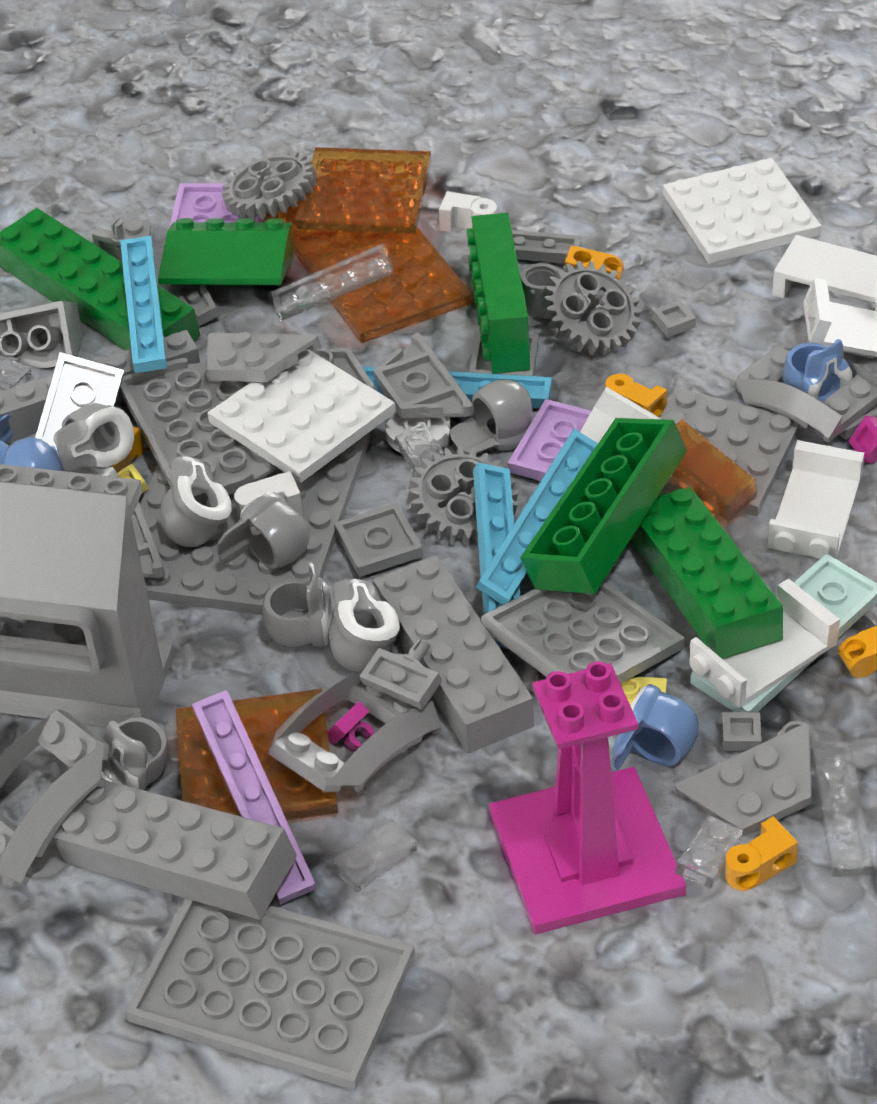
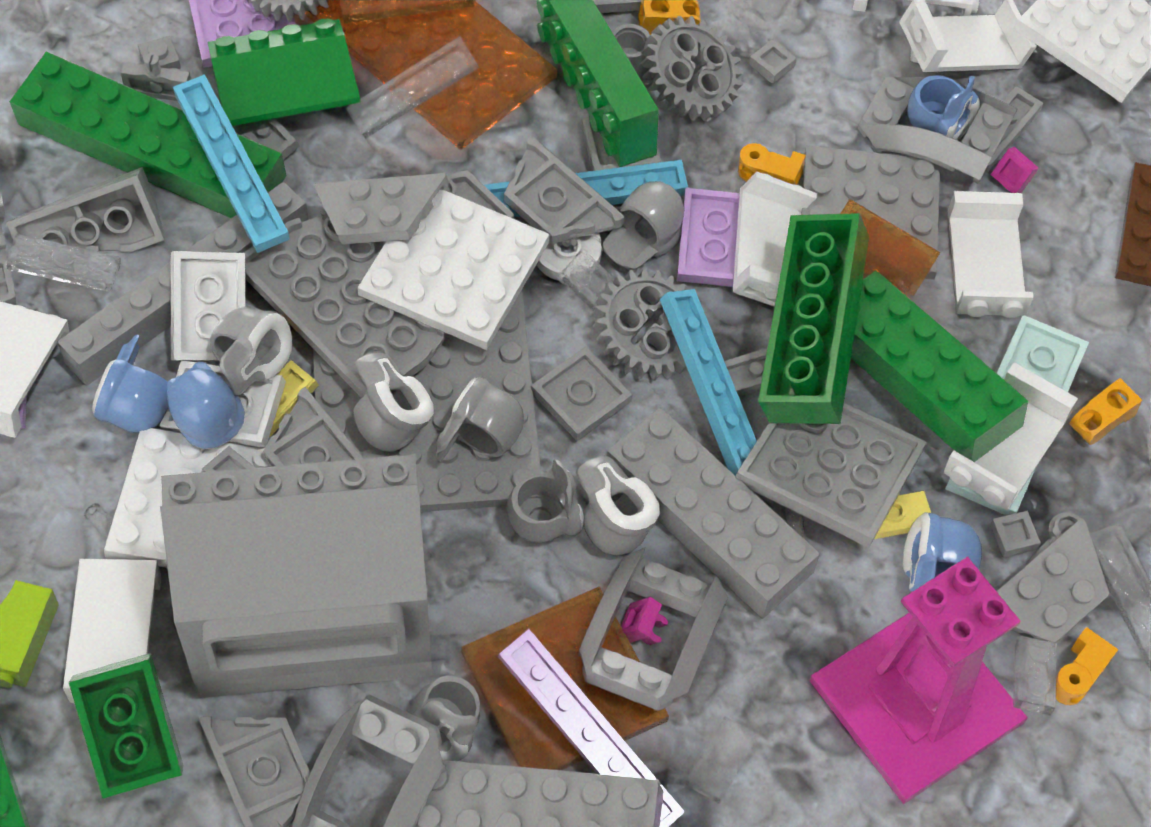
camera: 25 degrees left, 15 degrees up
(282, 484) = (452, 375): white leg -> none
(402, 675) = (685, 559): light grey plate -> none
(506, 567) = (749, 347): medium azure plate -> none

